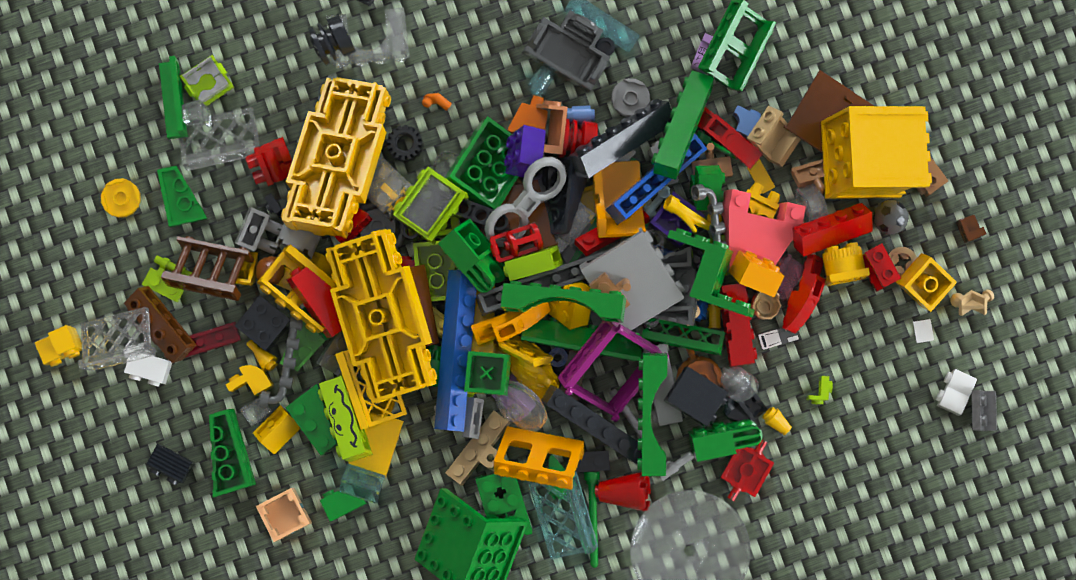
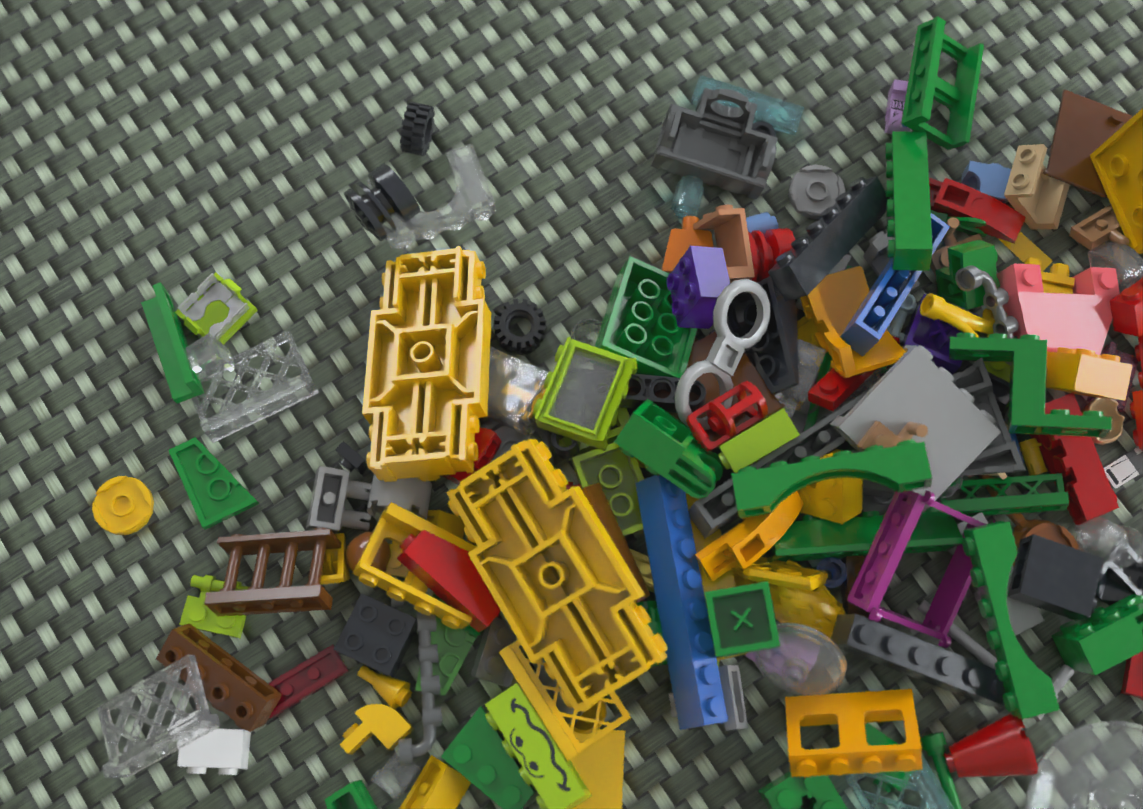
camera: 15 degrees left, 10 degrees down
(58, 345) = (68, 749): yellow brick -> none
(273, 160) = (338, 395): red hips -> none
(436, 98) = (548, 256): orange arm -> none
(479, 450) = (753, 746): tan plate -> none
(594, 462) = (931, 717): black plate -> none

